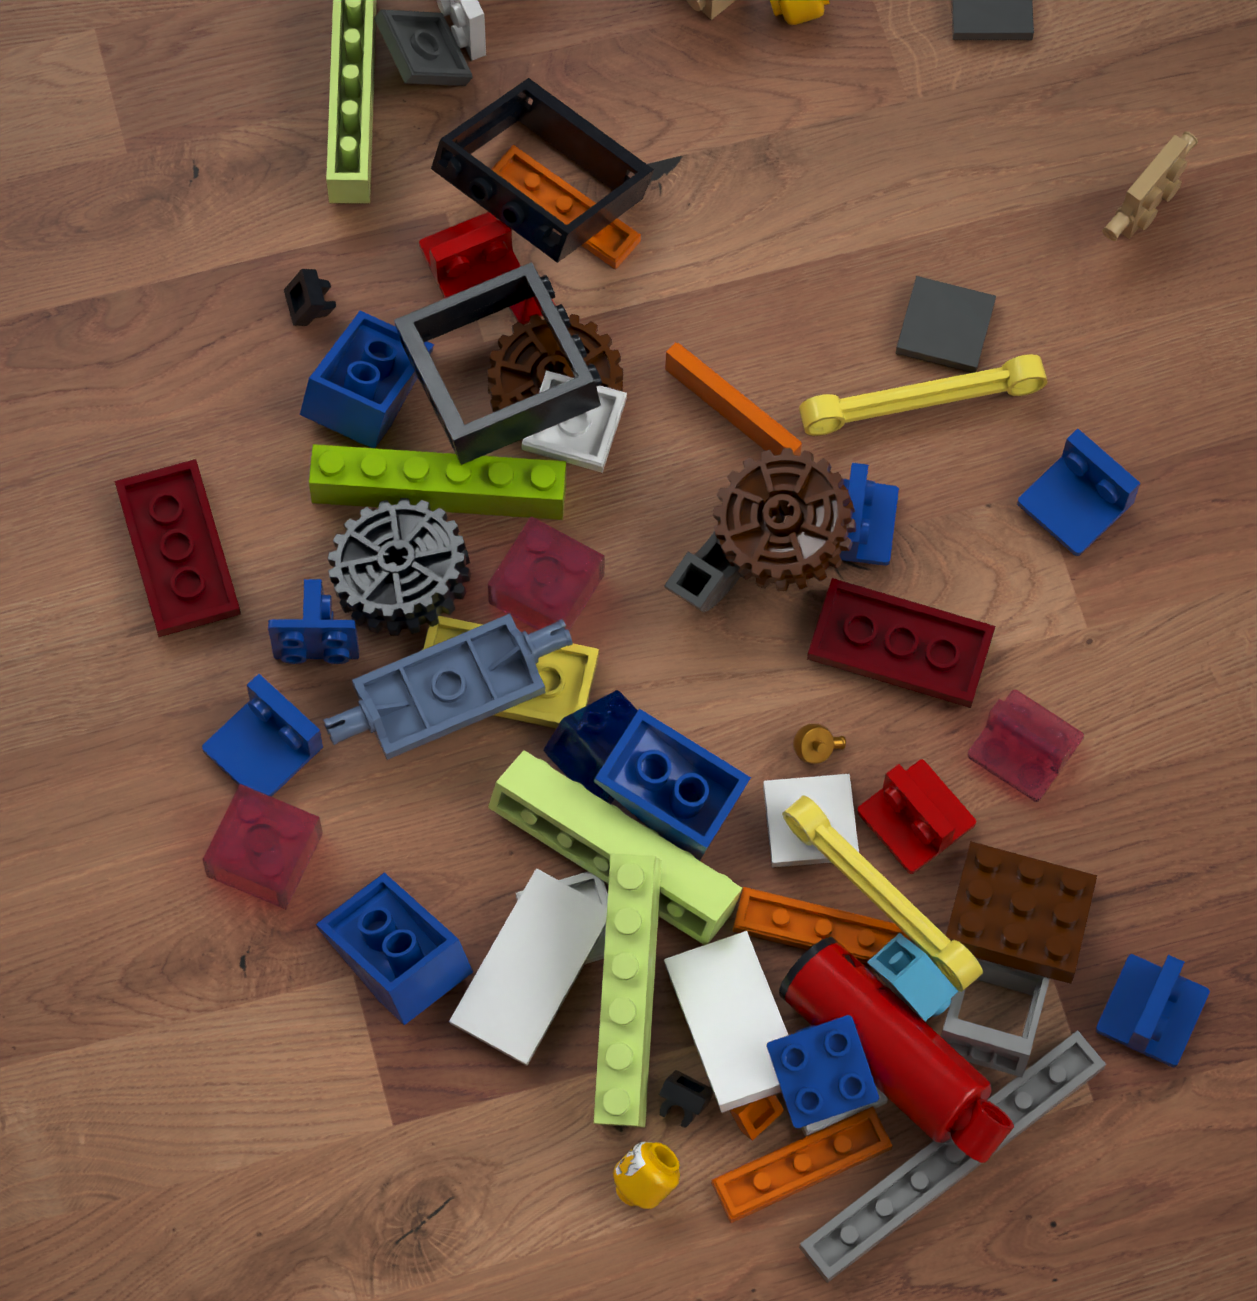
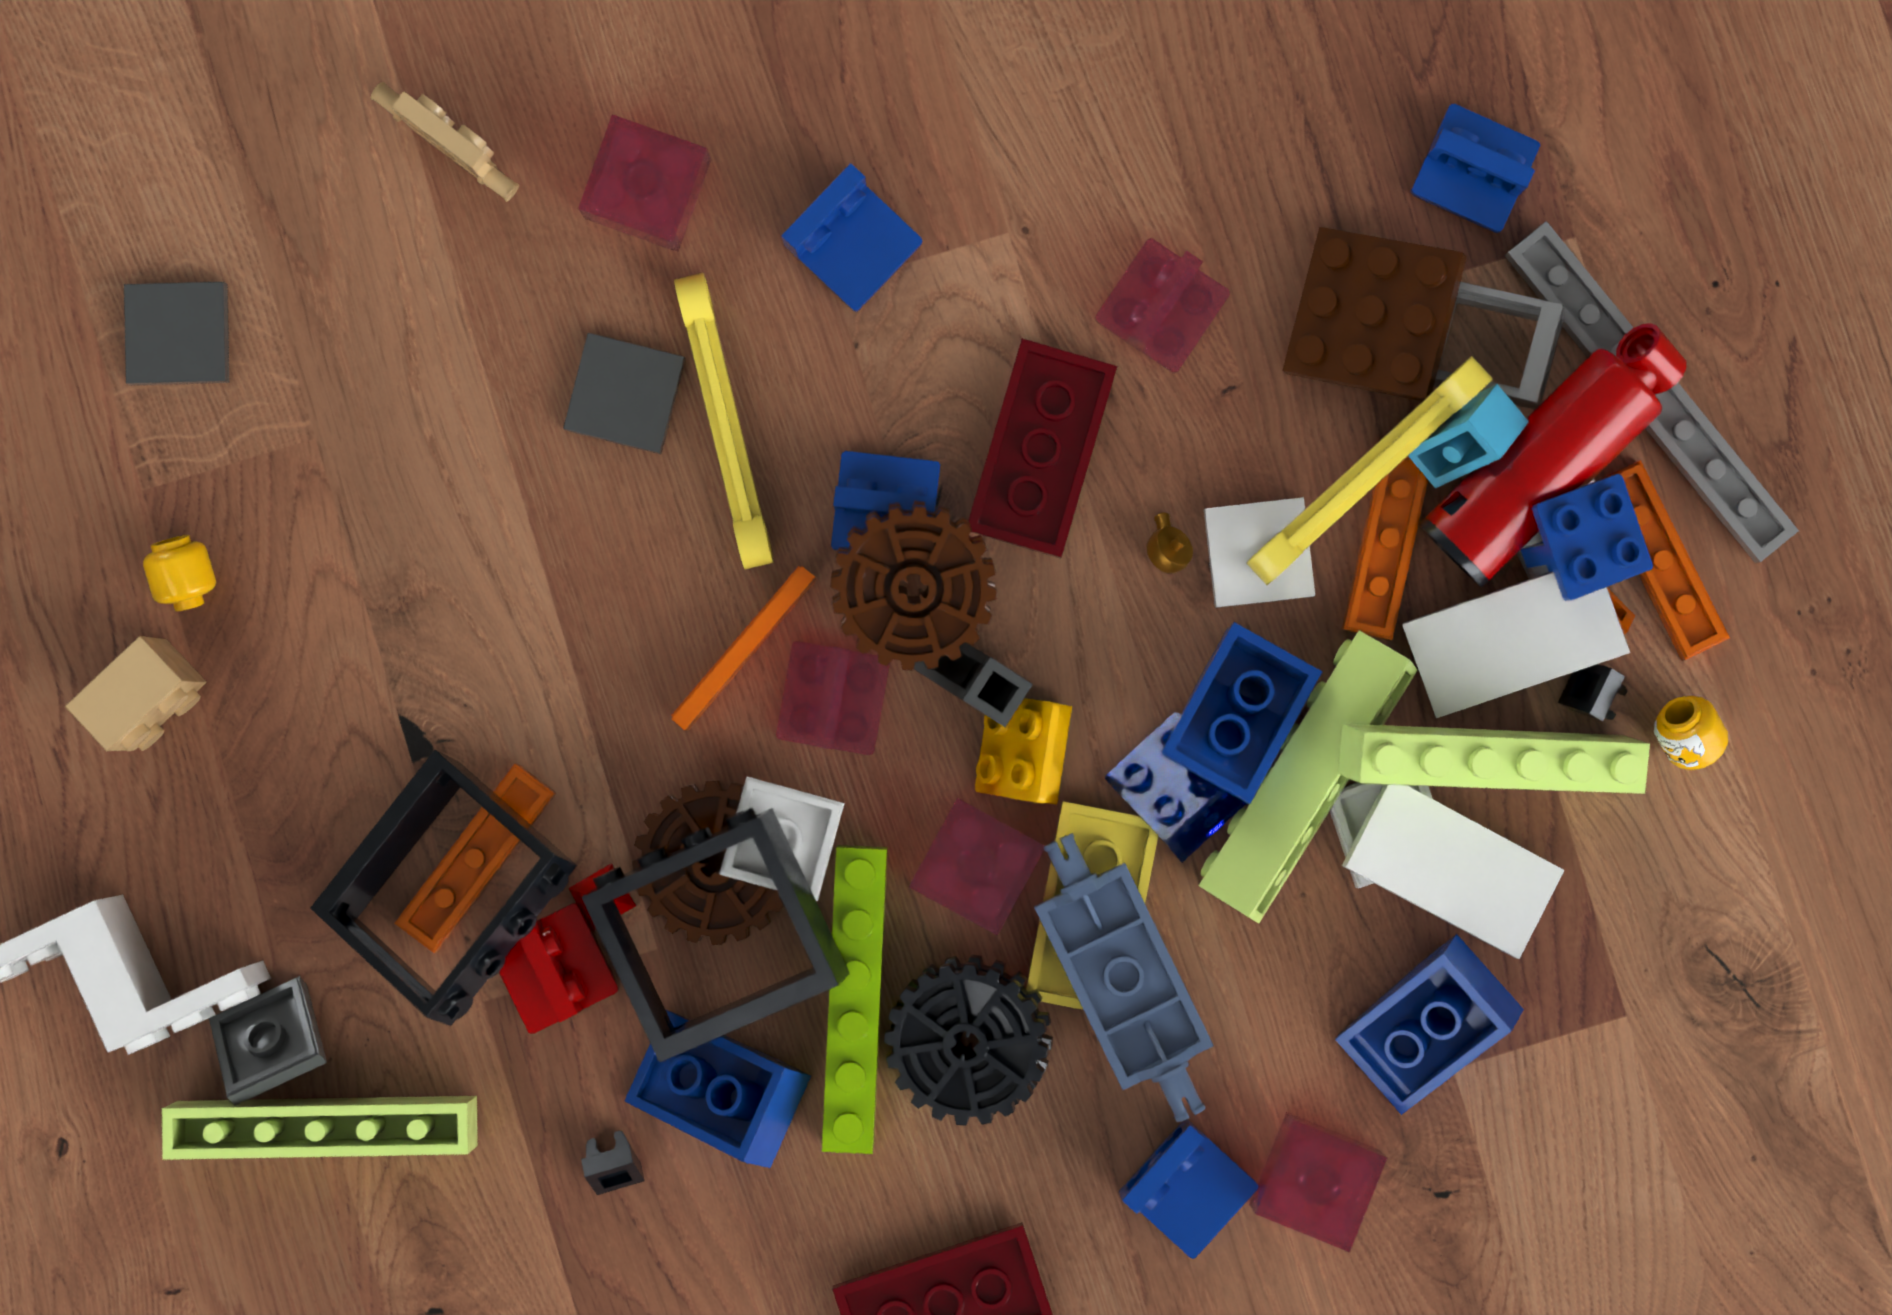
camera: 90 degrees left, 20 degrees up
(316, 634) = (1044, 1136): blue bracket -> none
(643, 623) = (1026, 755): none -> yellow bracket
(687, 474) = (832, 698): none -> clear pink bracket
(915, 815) = (1253, 431): red bracket -> none
(1120, 338) = (645, 183): none -> clear pink brick

